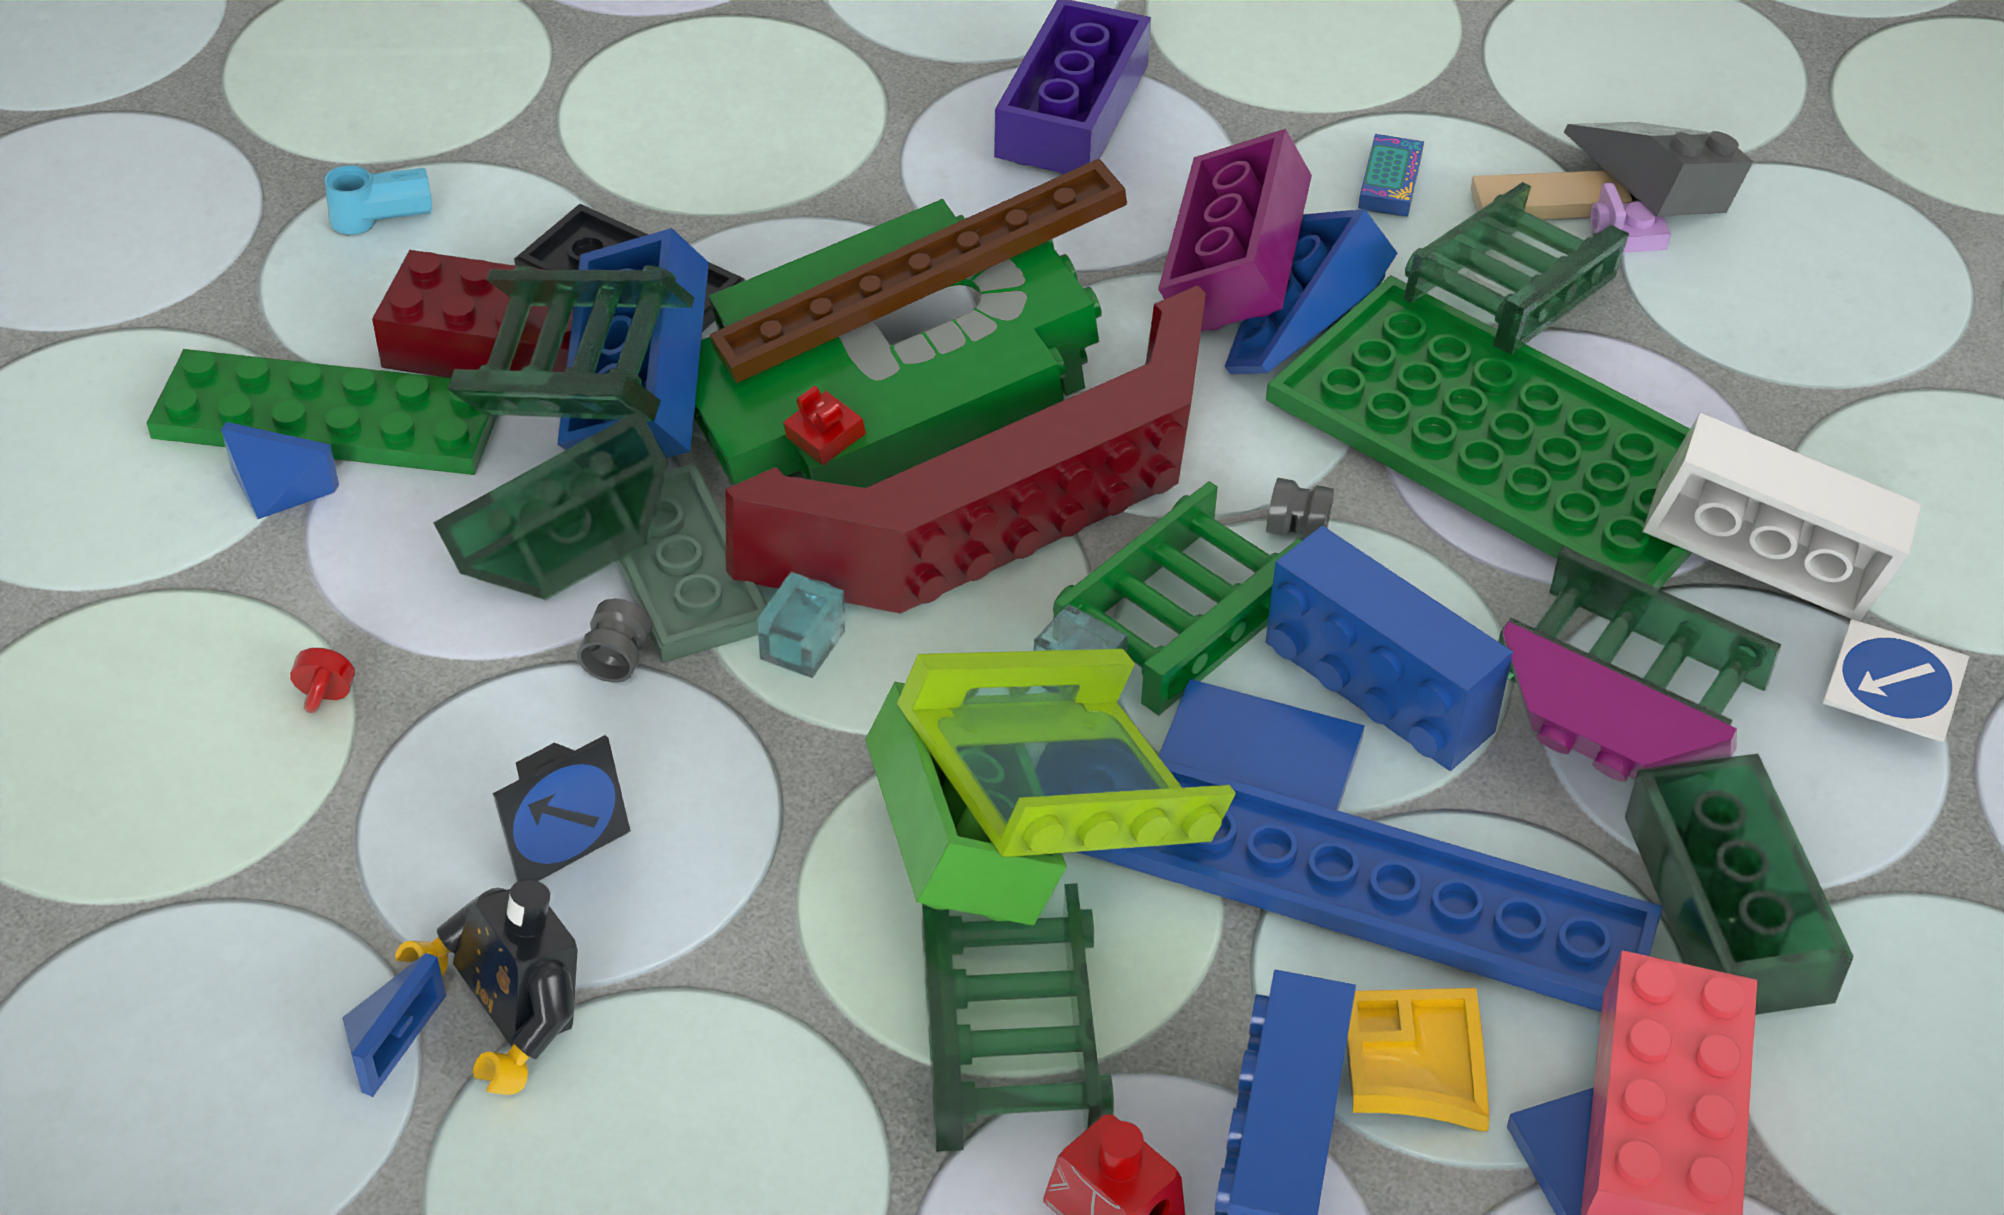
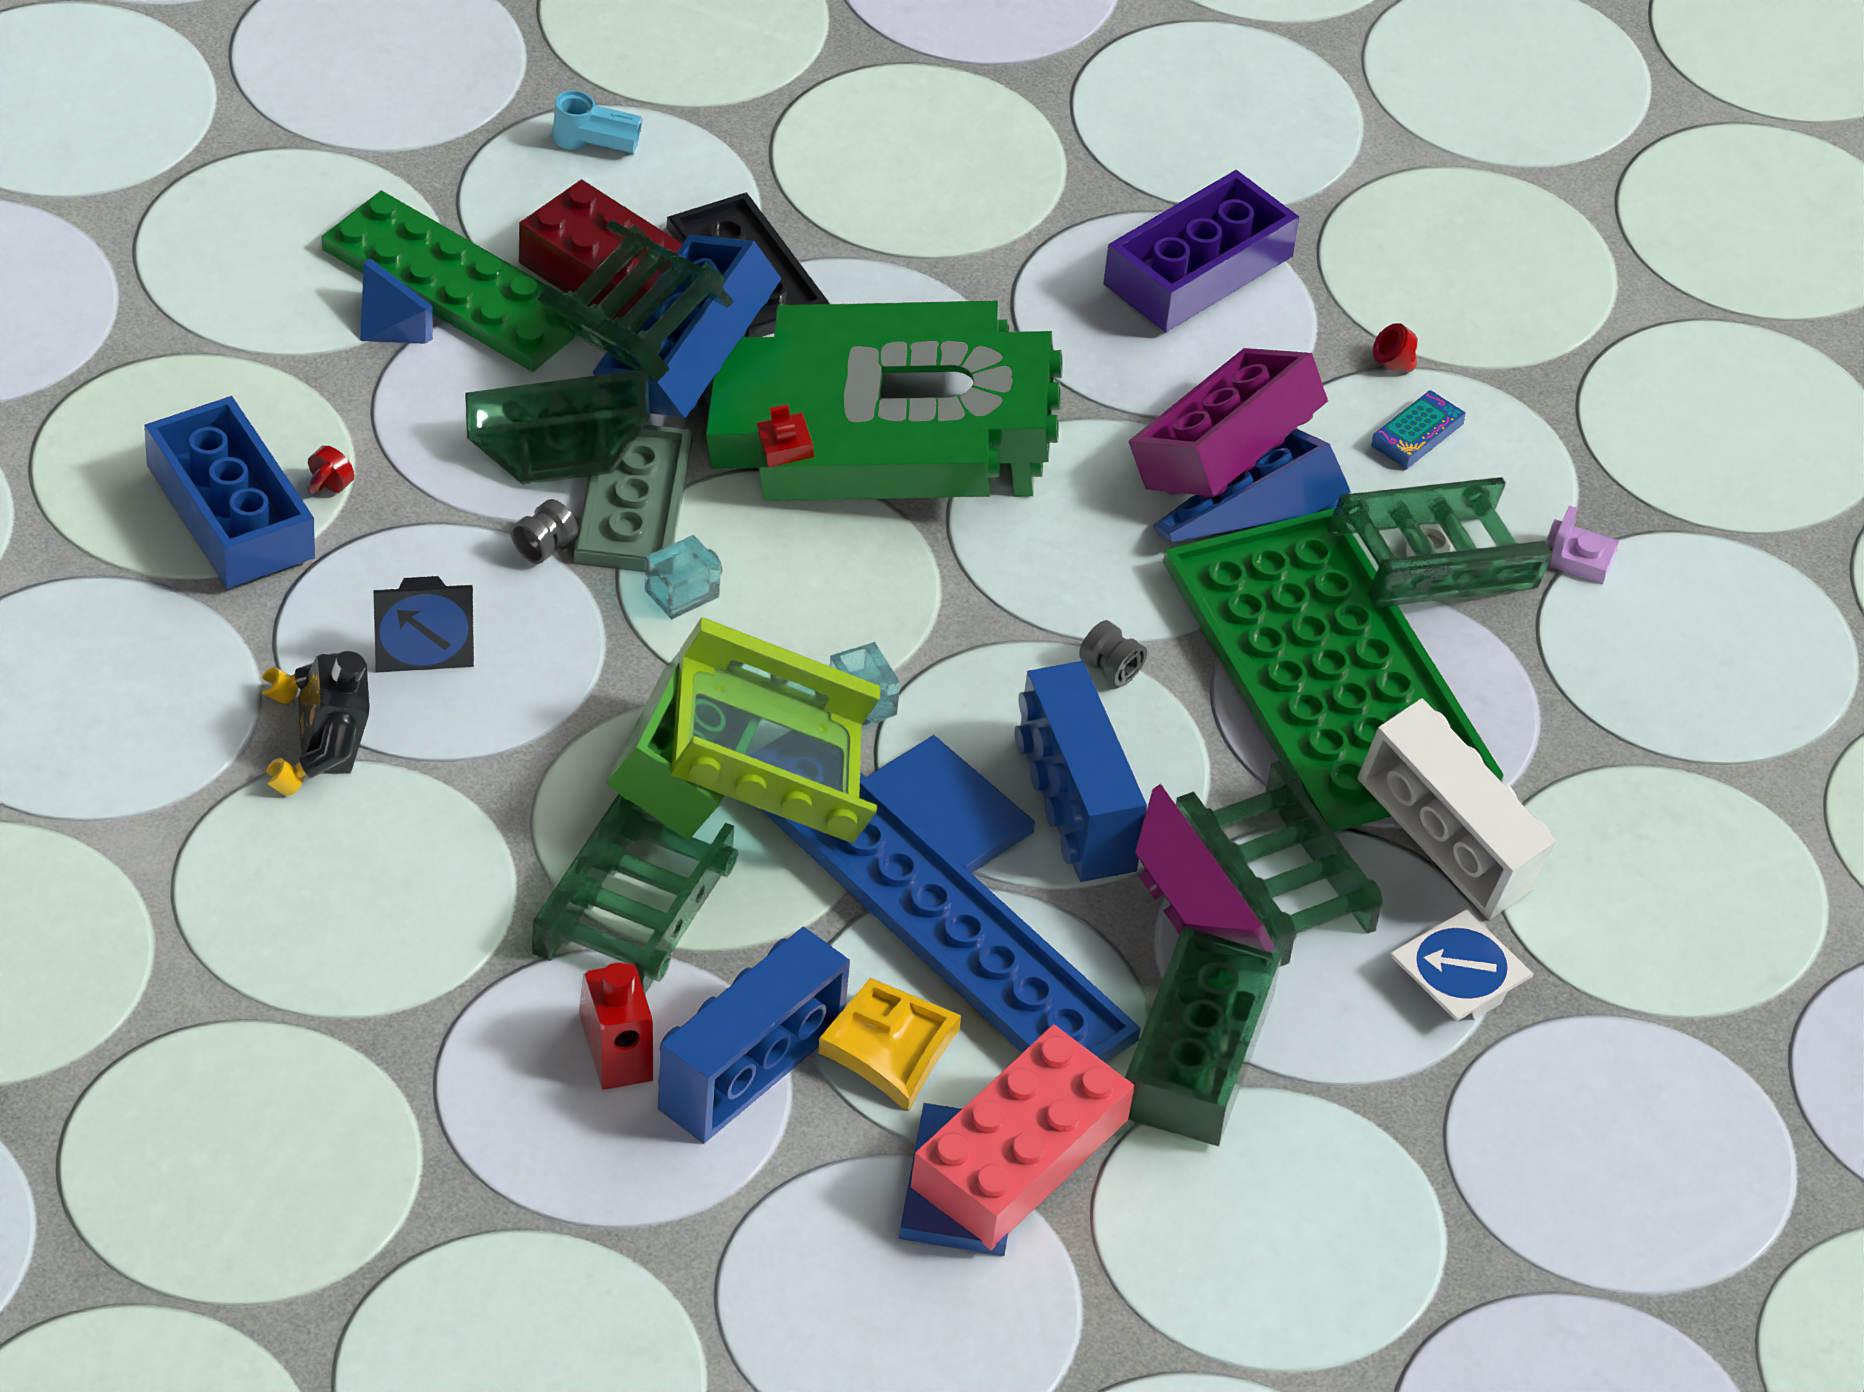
camera: 25 degrees right, 0 degrees up
(222, 752) = (229, 491): none -> blue brick
(391, 1019) = (236, 715): blue slope -> none
(917, 270) = (934, 348): reddish brown plate -> none
(982, 500) = (897, 541): dark red slope -> none
(1202, 639) = (964, 712): green fence -> none
(1314, 107) = (1396, 348): none -> red tile
(1551, 194) = (1543, 500): tan tile -> none
(1667, 166) = (1645, 512): dark grey slope -> none

